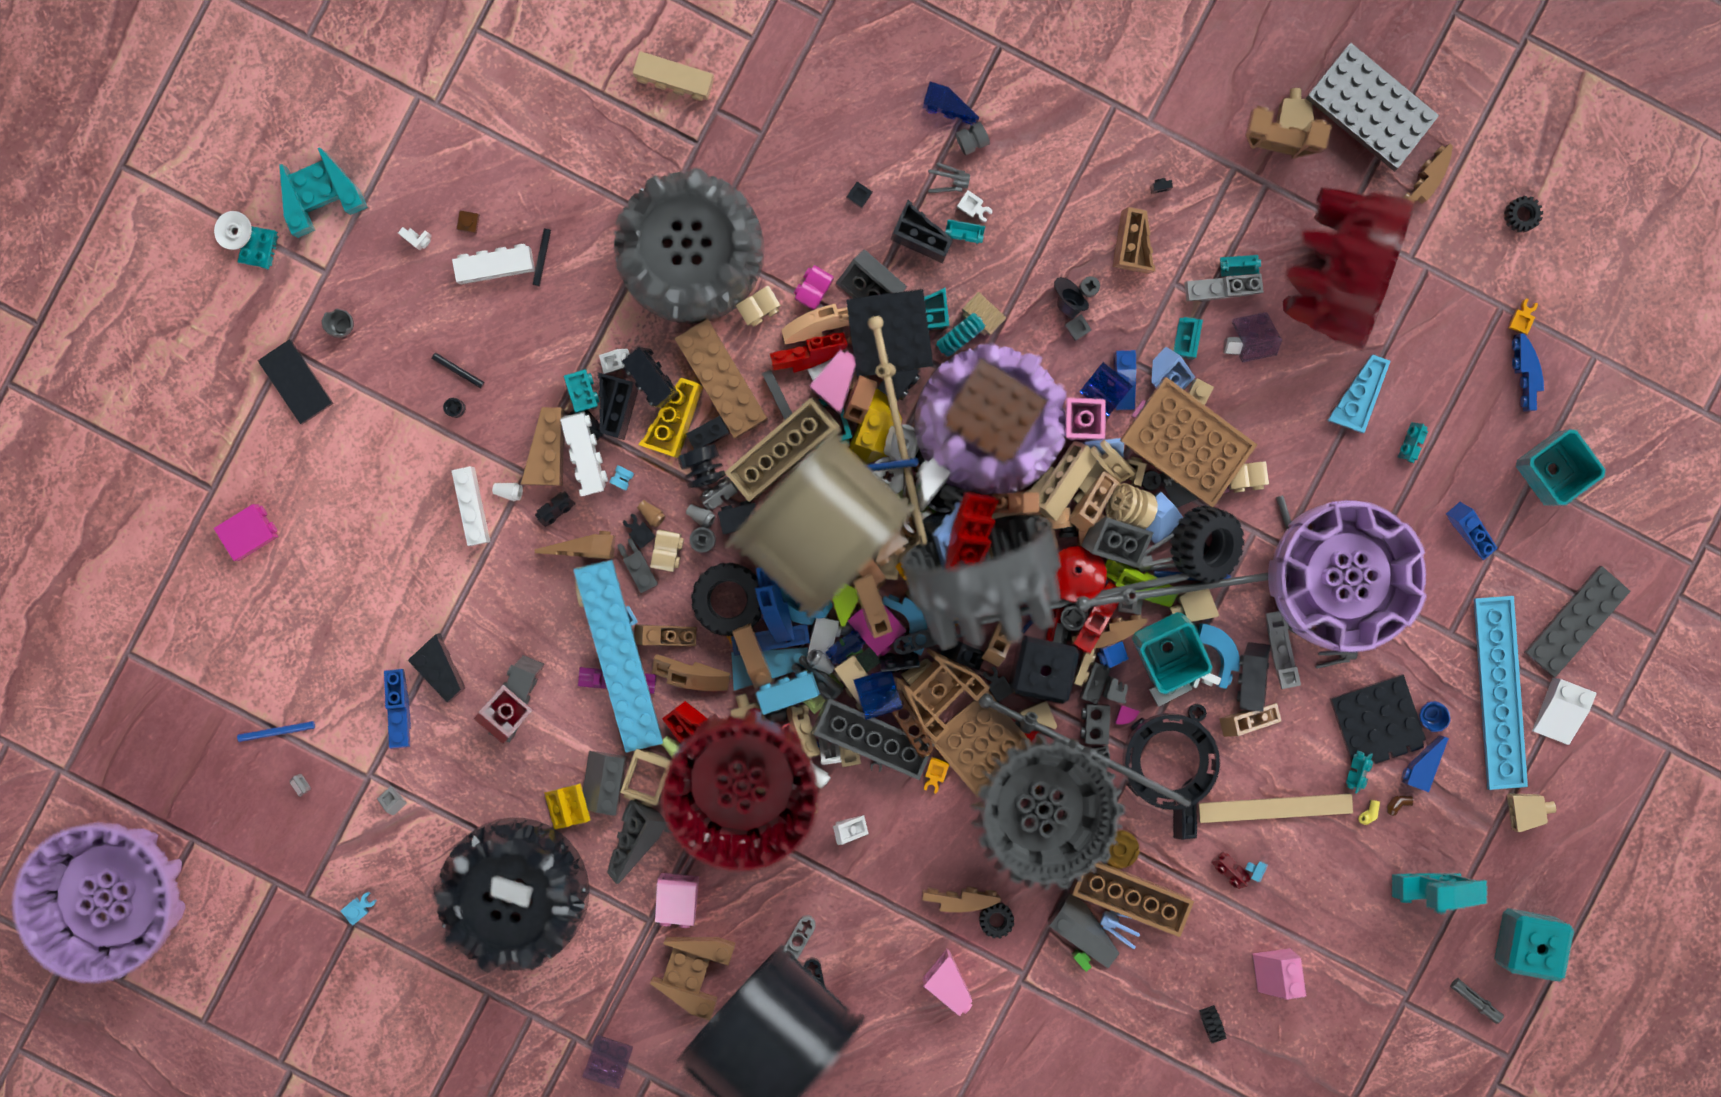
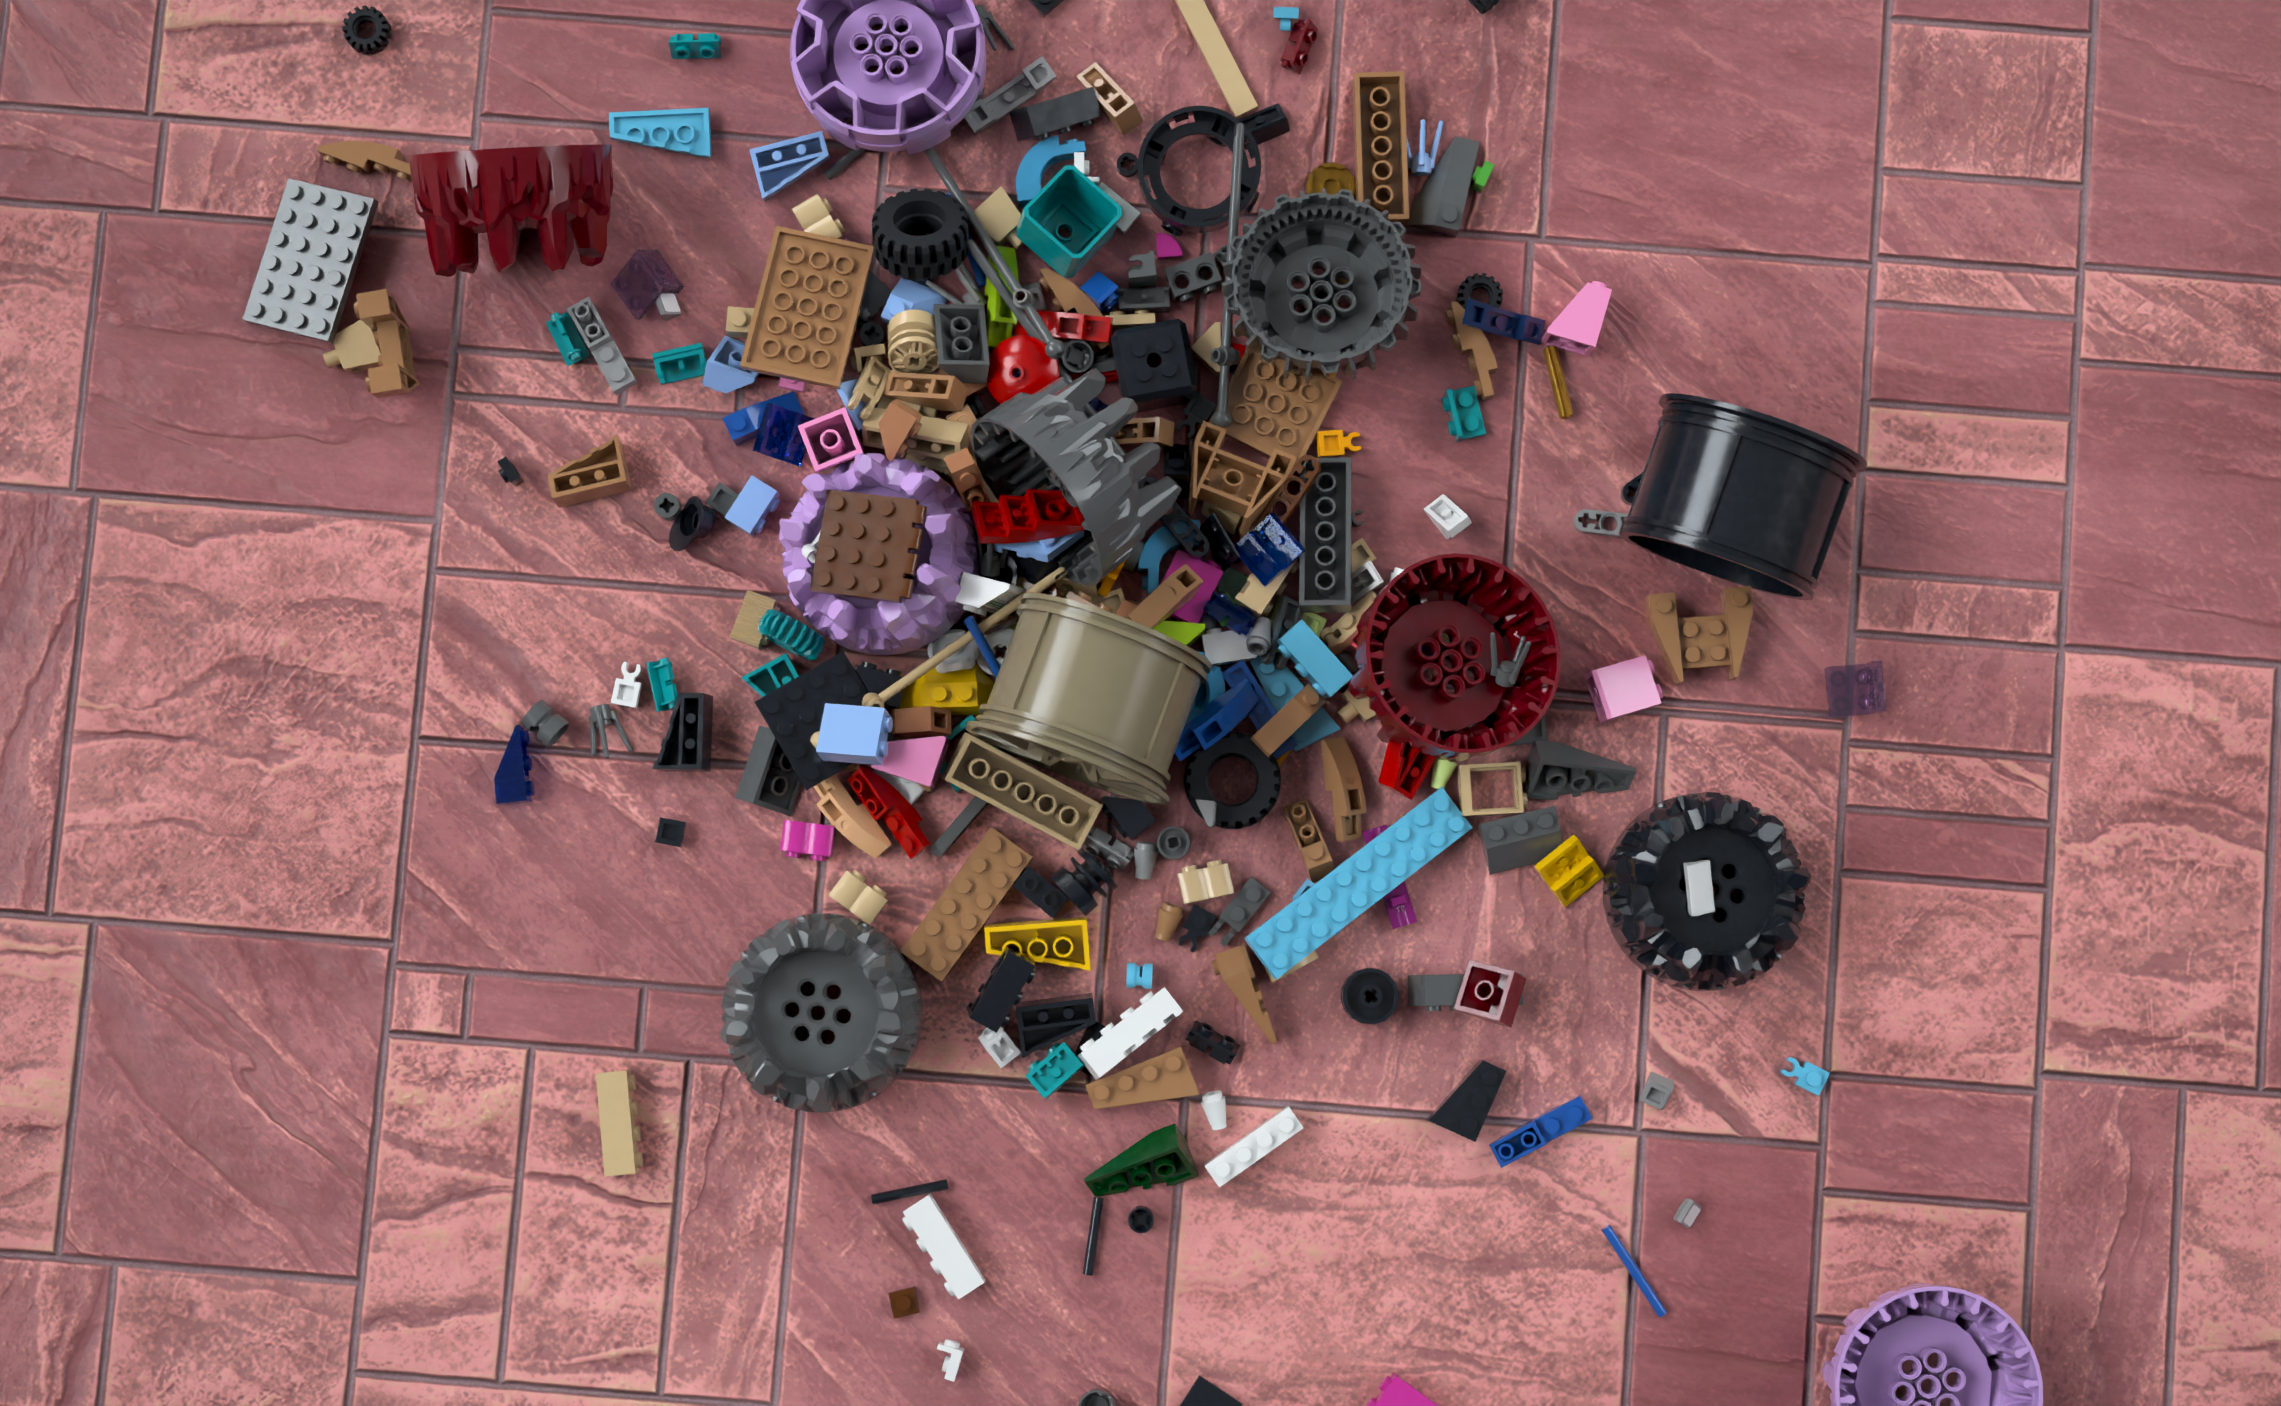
camera: 110 degrees left, 5 degrees down
(491, 435) = (1152, 1160): none -> dark green wedge
(528, 633) = (1383, 990): none -> black wheel
(711, 572) = (1208, 810): none -> light grey slope
(717, 824) = (1507, 672): none -> dark grey plant
(868, 347) = (854, 734): none -> light blue brick
(911, 948) = (1558, 382): none -> pearl gold axle
(918, 873) = (1464, 413): none -> teal bracket
(970, 929) = (1503, 322): none -> dark blue slope
(1010, 370) = (810, 550): none -> white hand
(1064, 346) = (753, 506): none -> light blue brick
(1074, 469) = (897, 427): none -> nougat slope
(1301, 472) = (787, 161): none -> light blue wedge

